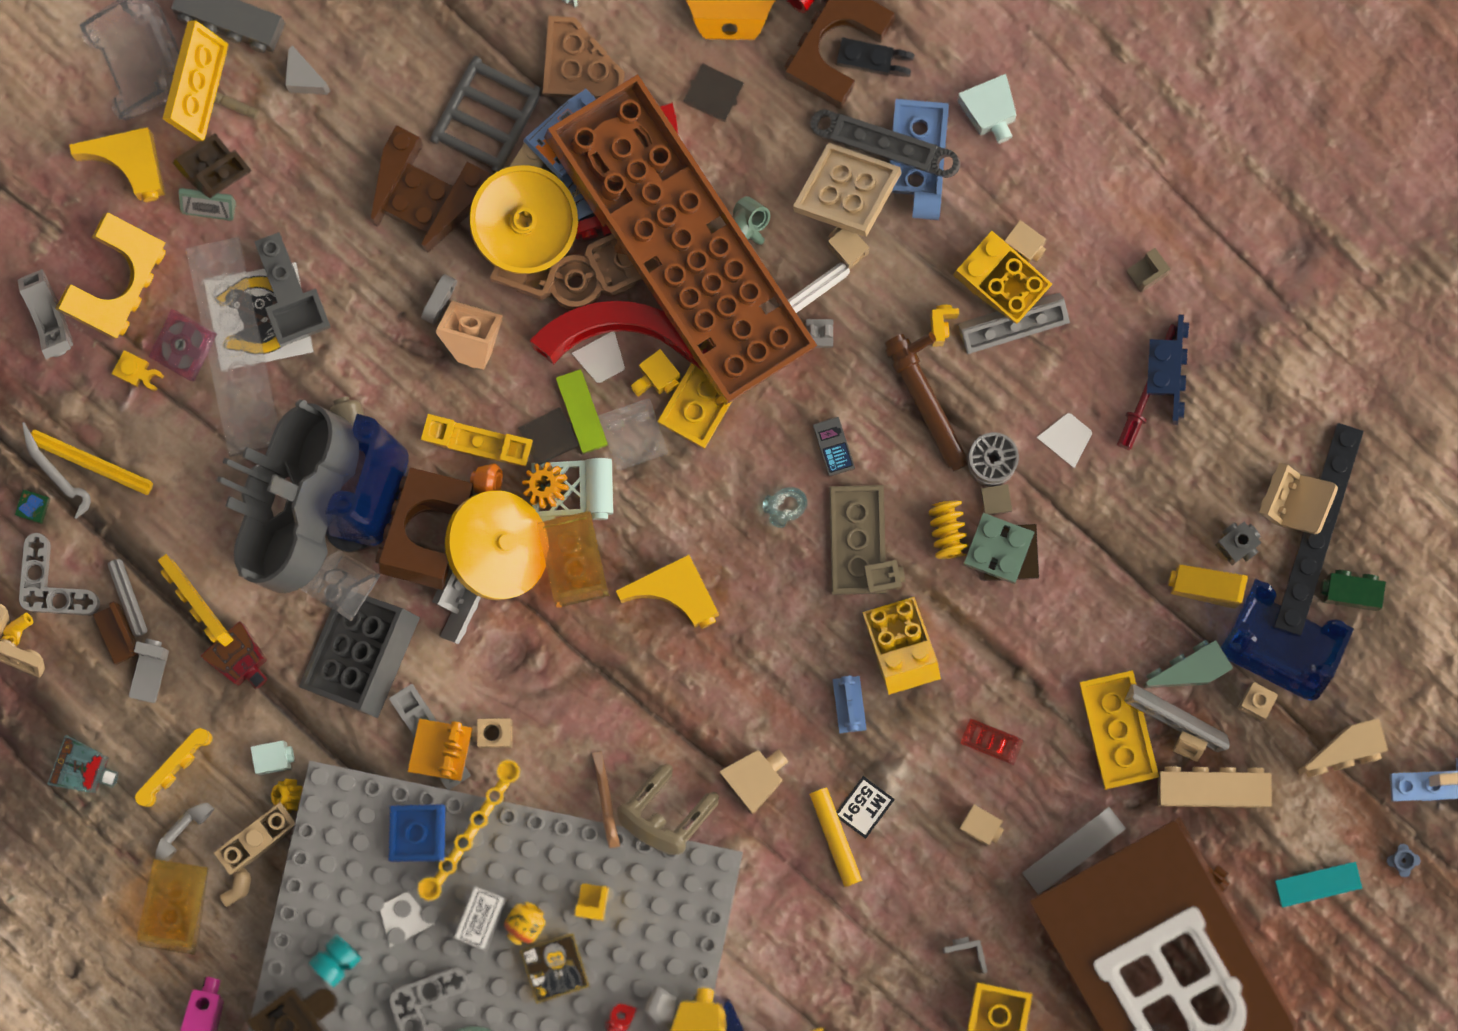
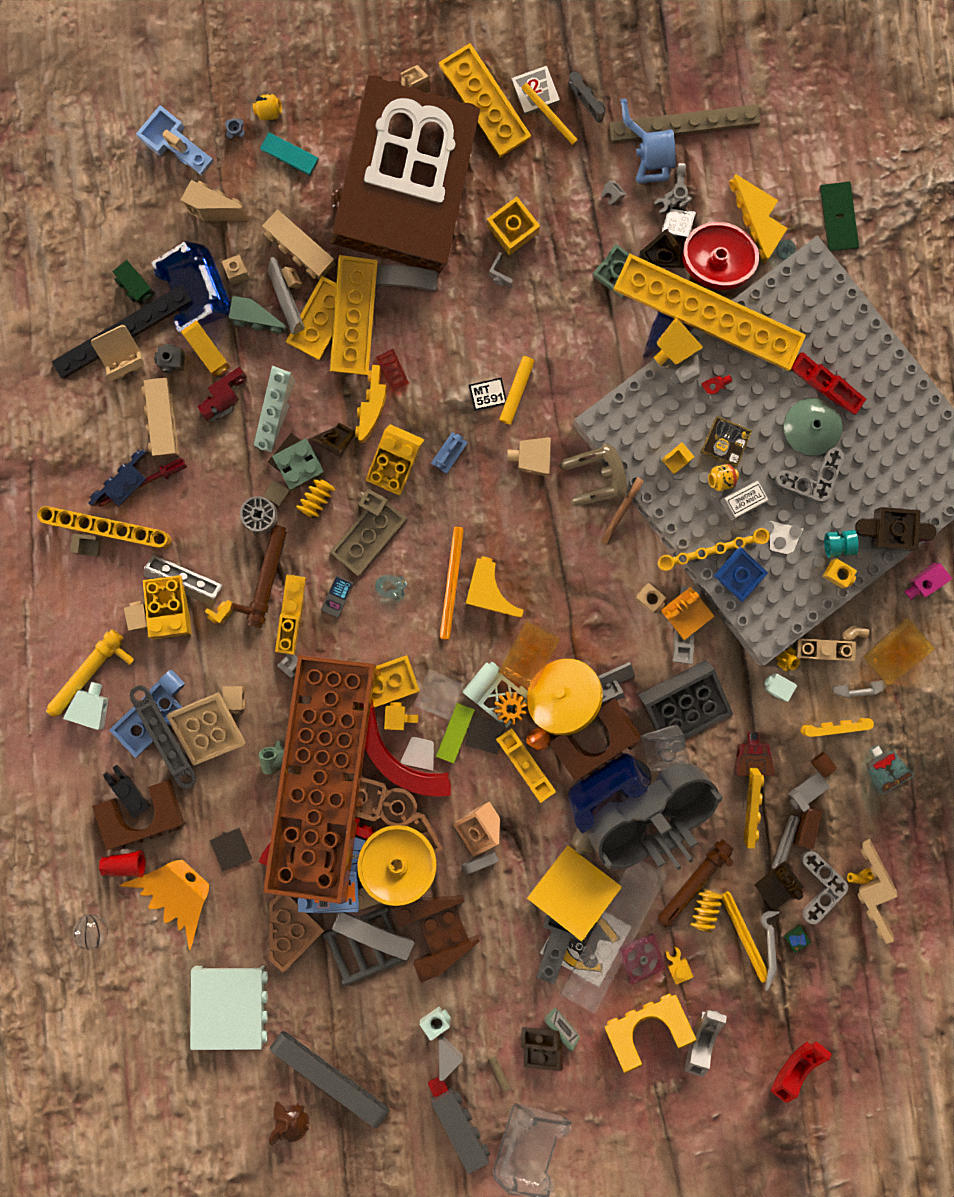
camera: 150 degrees left, 5 degrees up
(97, 544) = (779, 886): none -> dark brown hinge
(132, 154) = (580, 1096): yellow arch -> none
(154, 453) = (706, 911): none -> yellow piece
(154, 715) = (823, 764): none -> reddish brown beam
(190, 512) = (714, 860): none -> reddish brown cylinder
(195, 81) = (510, 1107): yellow plate -> none
(287, 38) = (437, 1087): none -> red piece
(312, 352) = (574, 892): none -> yellow sticker
(321, 926) = (832, 570): none -> yellow brick
(342, 88) = (431, 1030): none -> light aqua brick
(487, 130) = (373, 935): none -> light grey slope
(724, 566) = (451, 583): none -> light orange axle
(819, 287) = (272, 689): white axle -> none
(865, 384) = (291, 614): none -> yellow slope
(972, 672) = (371, 412): none -> yellow slope
(982, 826) = (436, 330): tan brick -> none
(986, 611) = (335, 439): none -> dark brown slope
(1029, 178) = (103, 650): none -> yellow cylinder
(1067, 438) = (210, 494): white sticker -> none
(1077, 583) = (274, 408): none -> light aqua slope
(1084, 761) = (353, 315): none -> yellow plate
(1145, 551) = (223, 396): none -> dark red plate
(1153, 296) = (96, 523): none -> yellow beam
(1191, 471) = (160, 418): none -> tan brick
(1387, 914) = (267, 107): none -> yellow head

